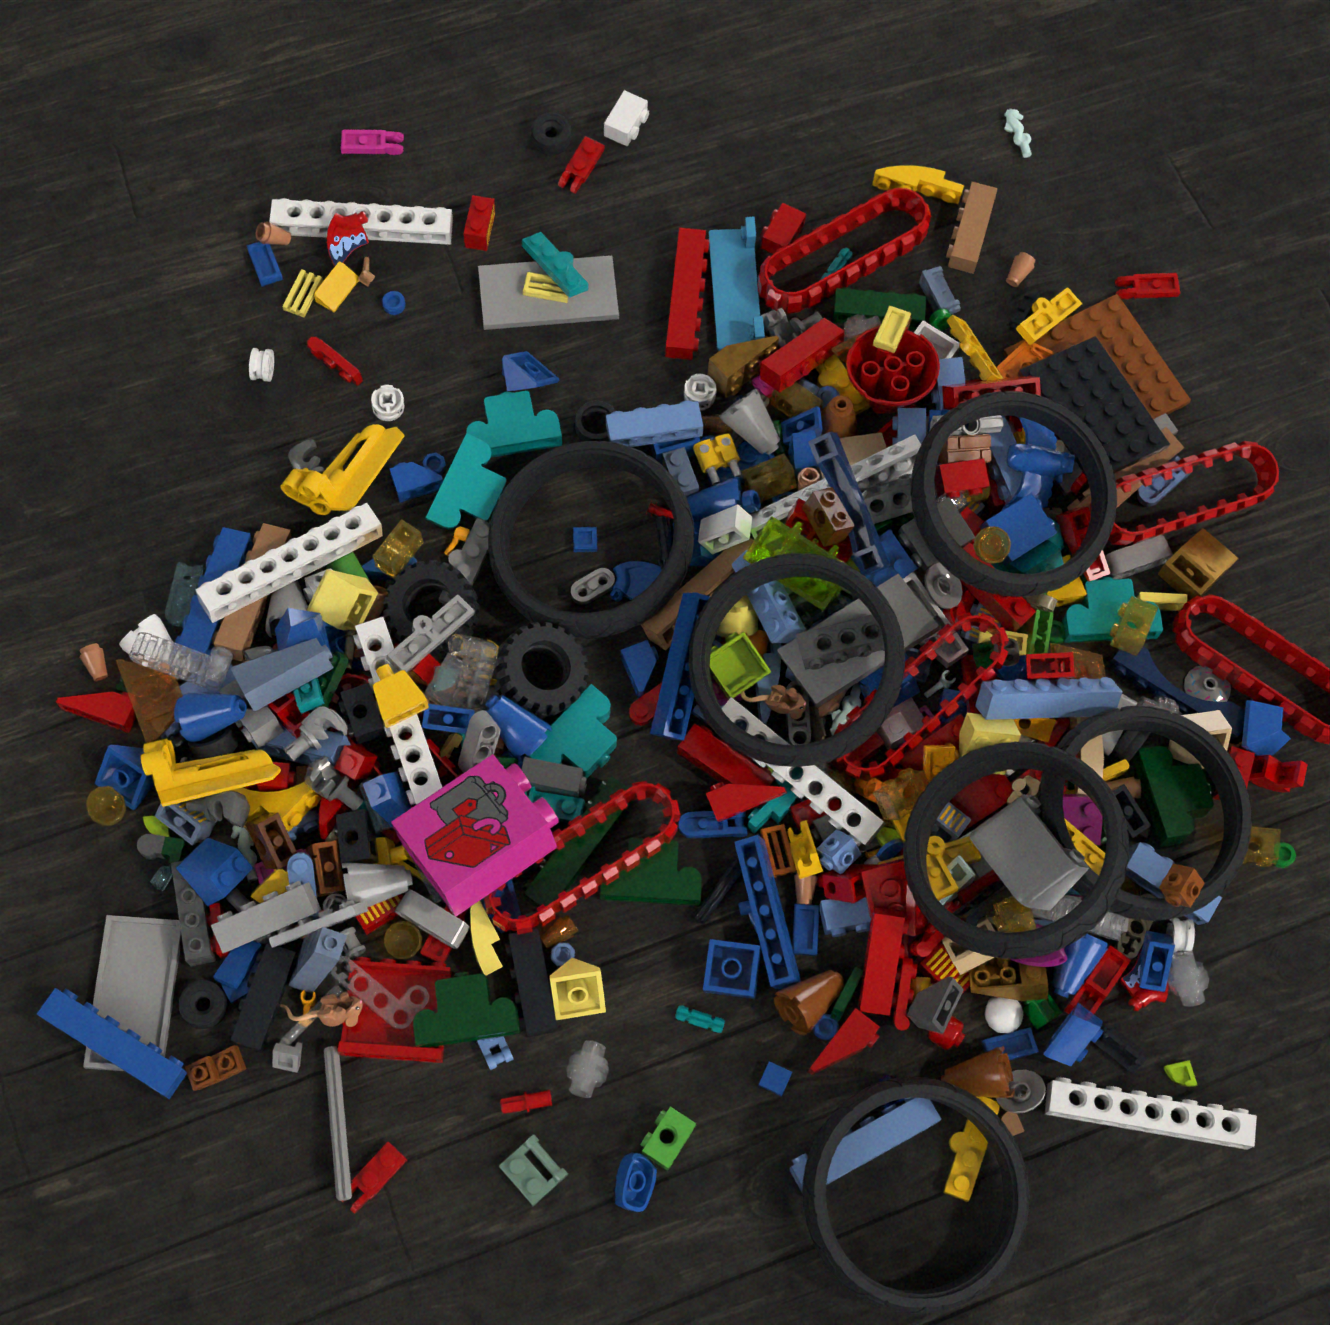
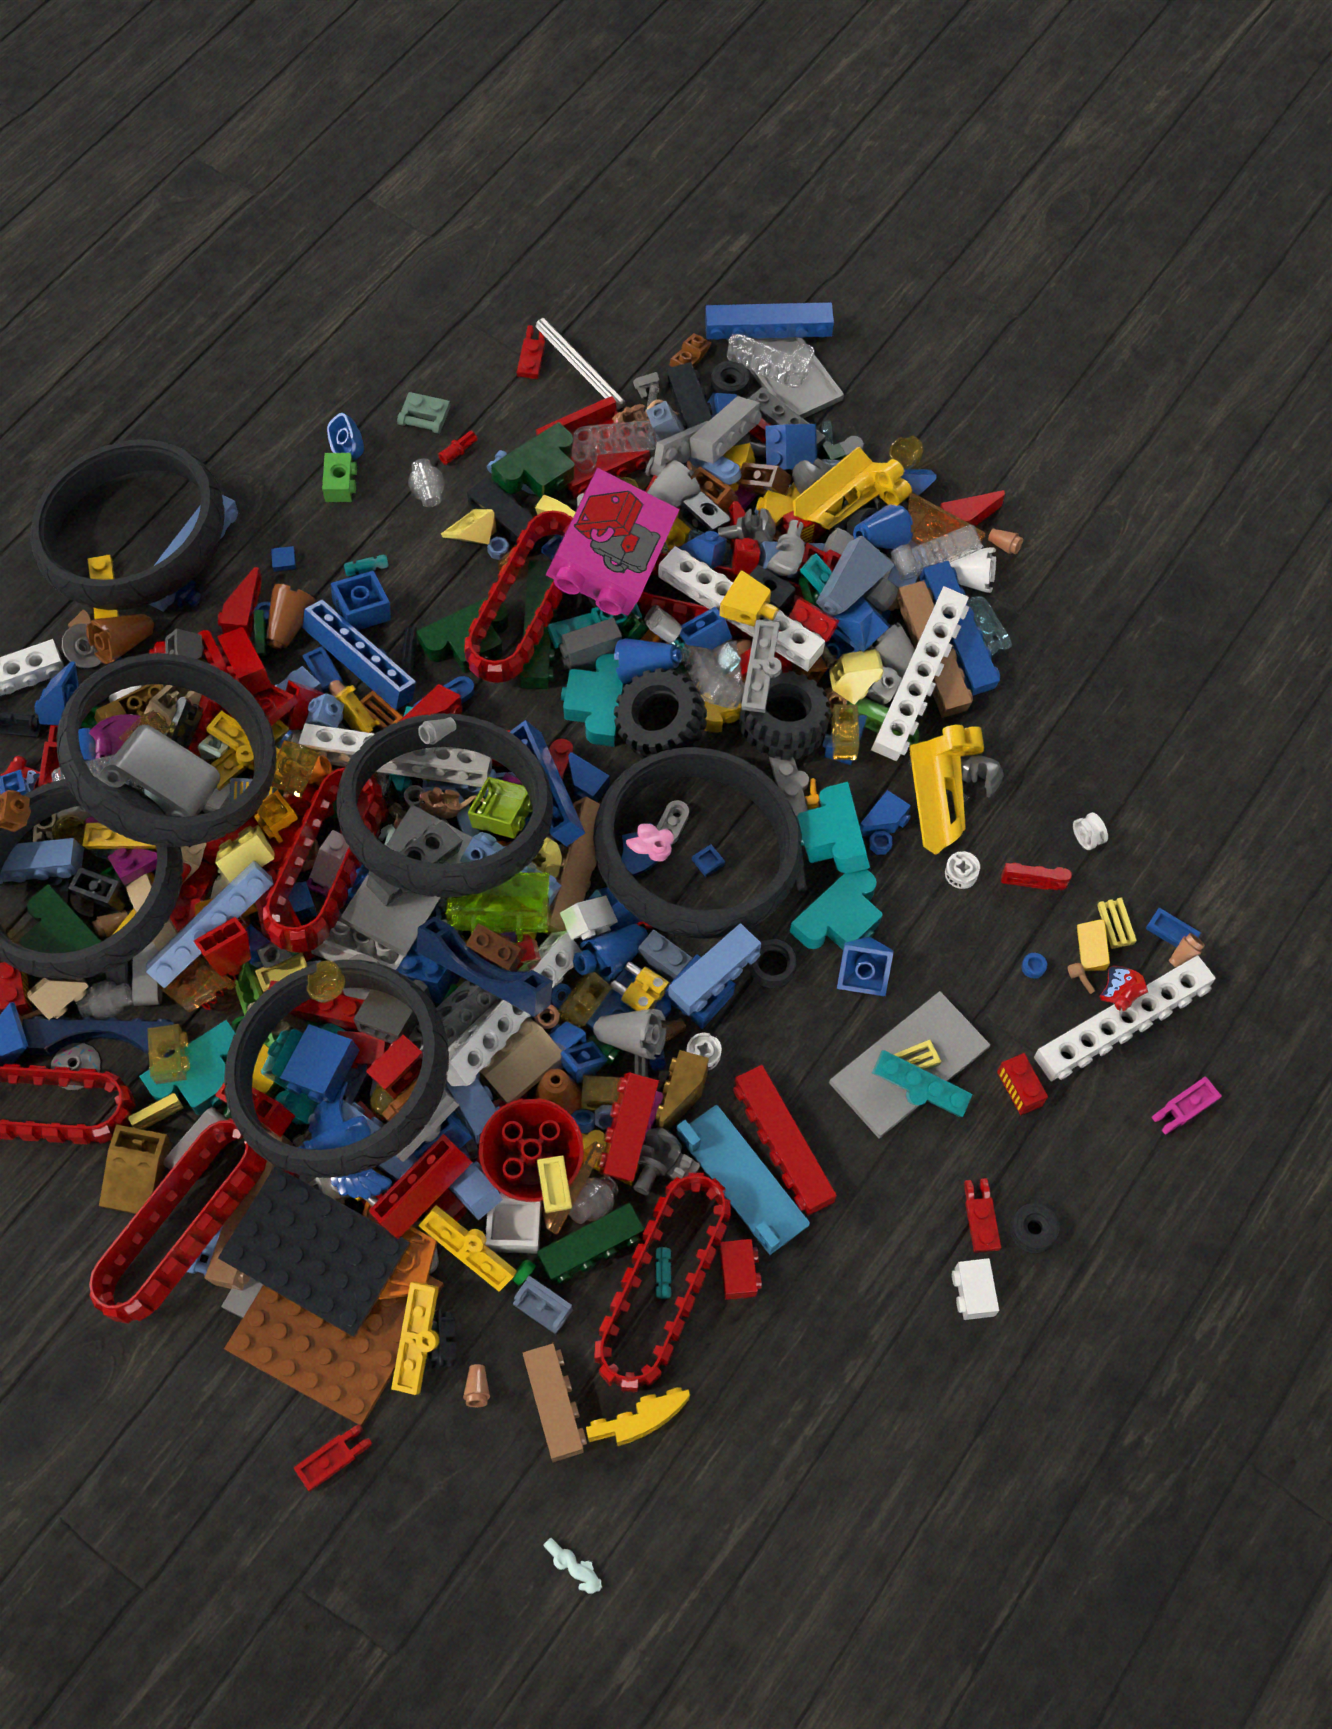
camera: 150 degrees right, 5 degrees down
(149, 998) = (770, 361): none -> clear beam
(346, 656) = (814, 619): none -> red plate
(637, 541) = (652, 842): none -> bright pink plate
(765, 722) = (435, 730): none -> light grey cone

